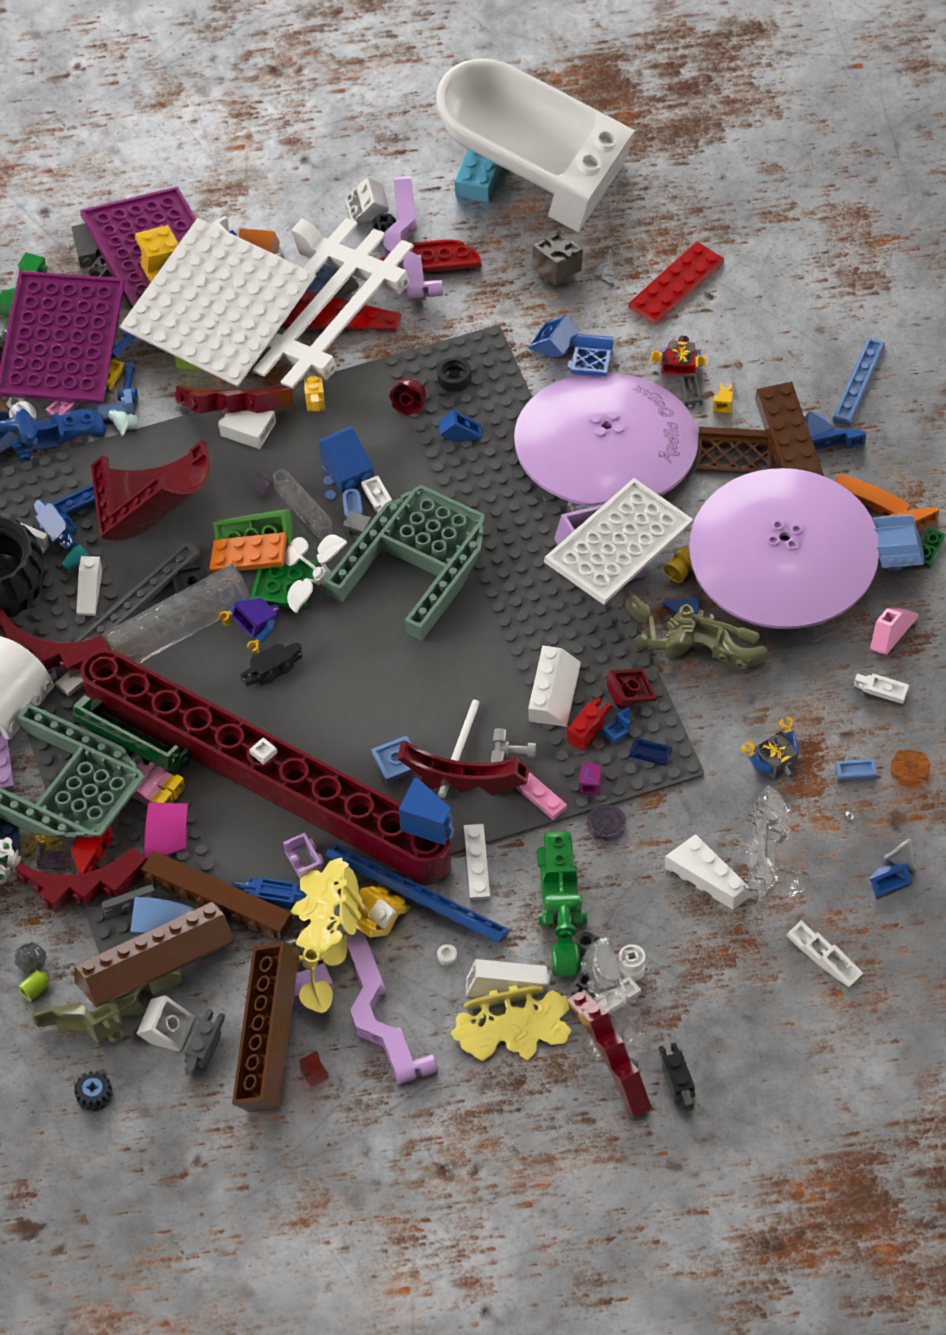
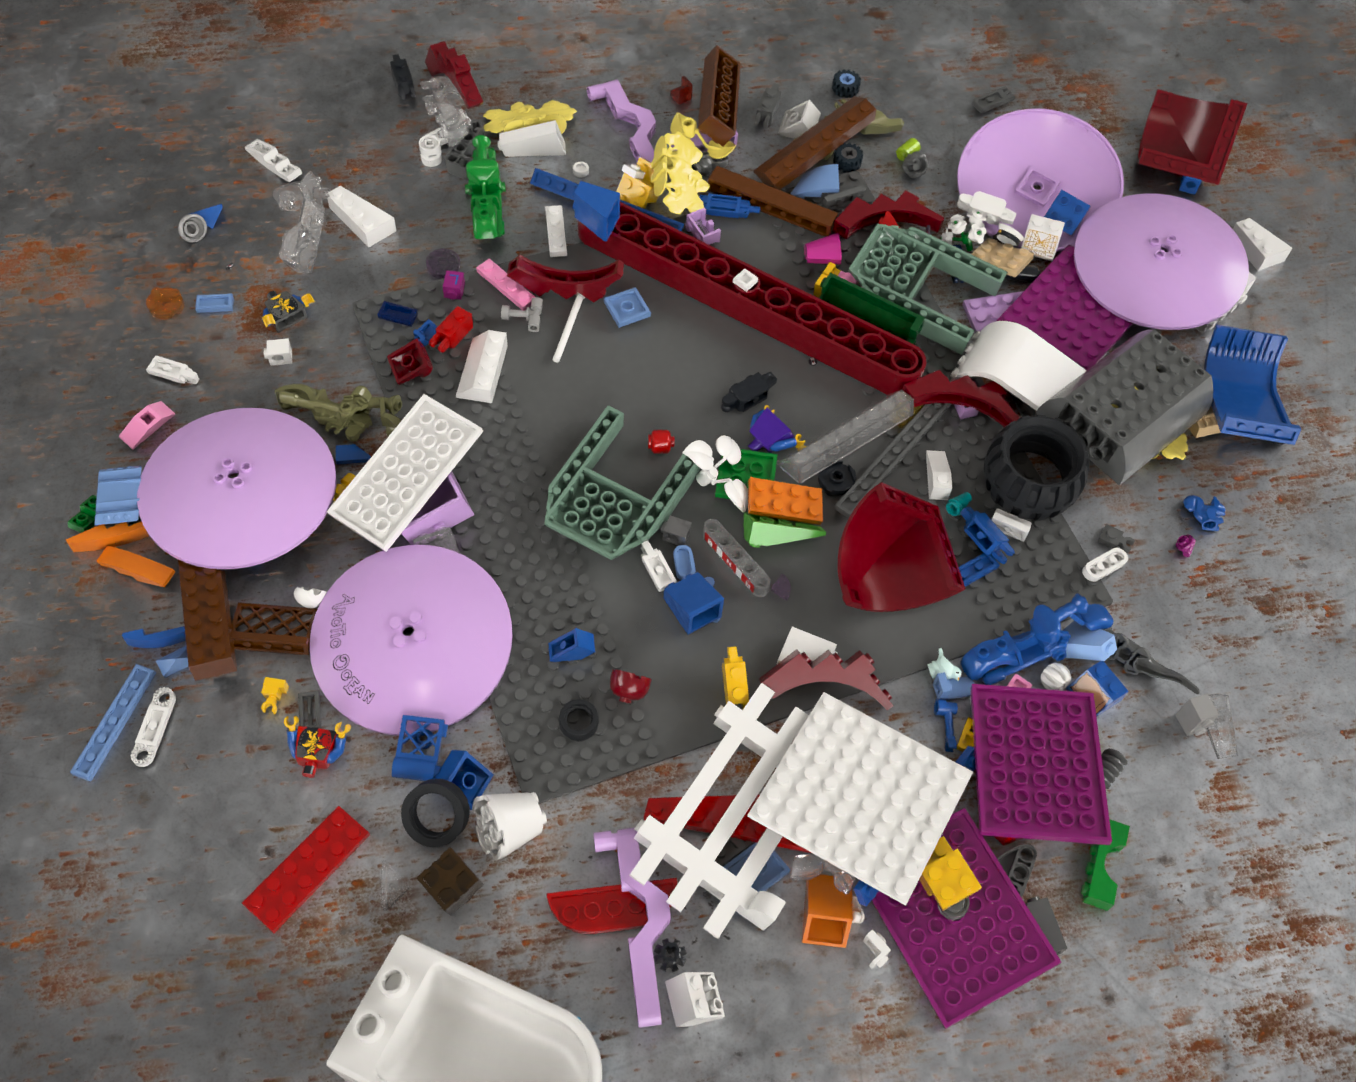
camera: 170 degrees right, 5 degrees up
(367, 610) = (660, 441): none -> red head
(511, 298) = (507, 821): none -> white cone
(572, 302) = (414, 826): none -> black tyre
(702, 471) = (310, 598): none -> white hair
(773, 707) = (278, 352): none -> white brick
(822, 374) = (153, 727): none -> white plate

